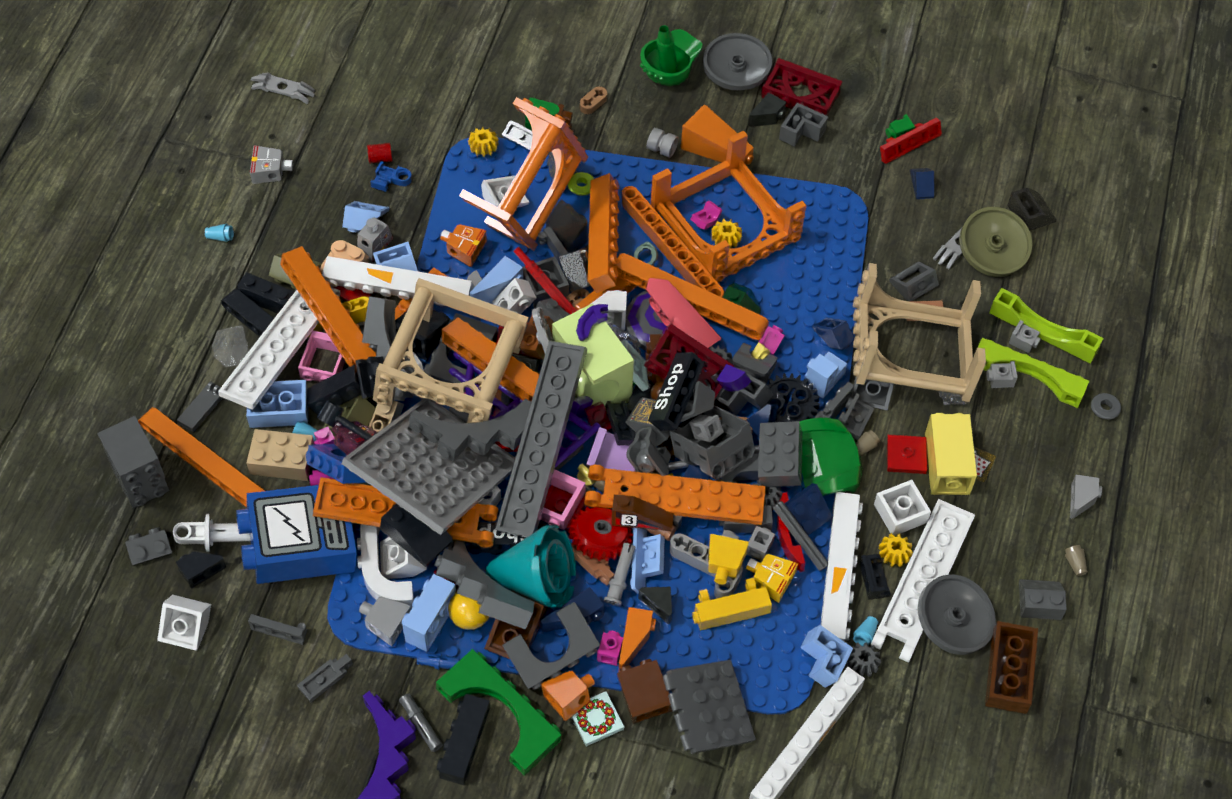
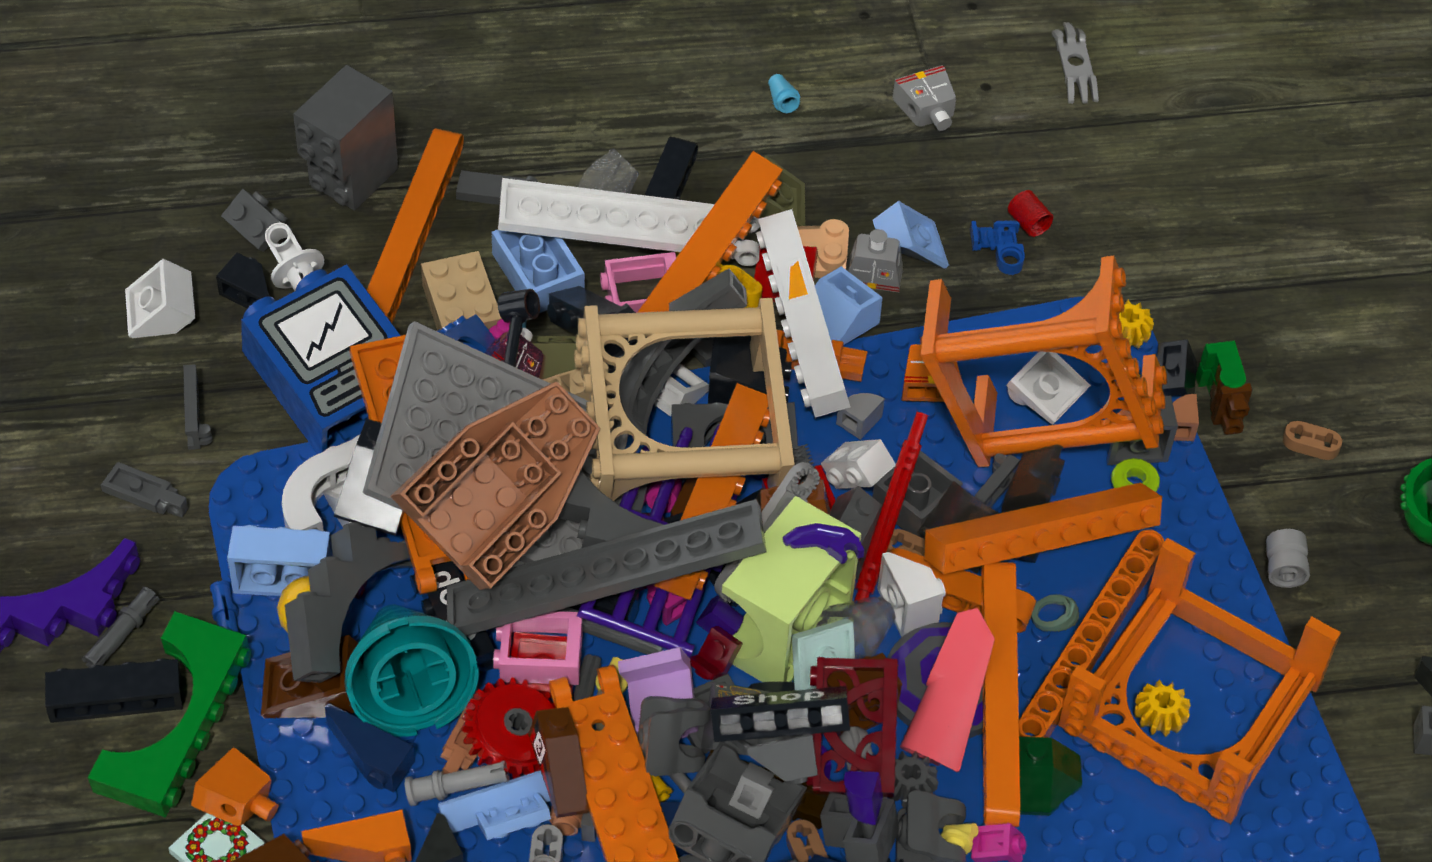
camera: 65 degrees right, 5 degrees down
(264, 293) = (709, 170): black brick -> none
(385, 618) = (254, 508): light grey torso -> none
(471, 463) = (501, 482): none -> nougat wedge
(497, 280) = (857, 421): light blue slope -> none
(581, 643) = (319, 764): dark grey arch -> none
(610, 654) = (330, 810): dark pink brick -> none
(618, 415) = (732, 671): black hinge -> none
(708, 216) = (1178, 668): dark pink bracket -> none
(709, 136) = (1344, 601): orange slope -> none

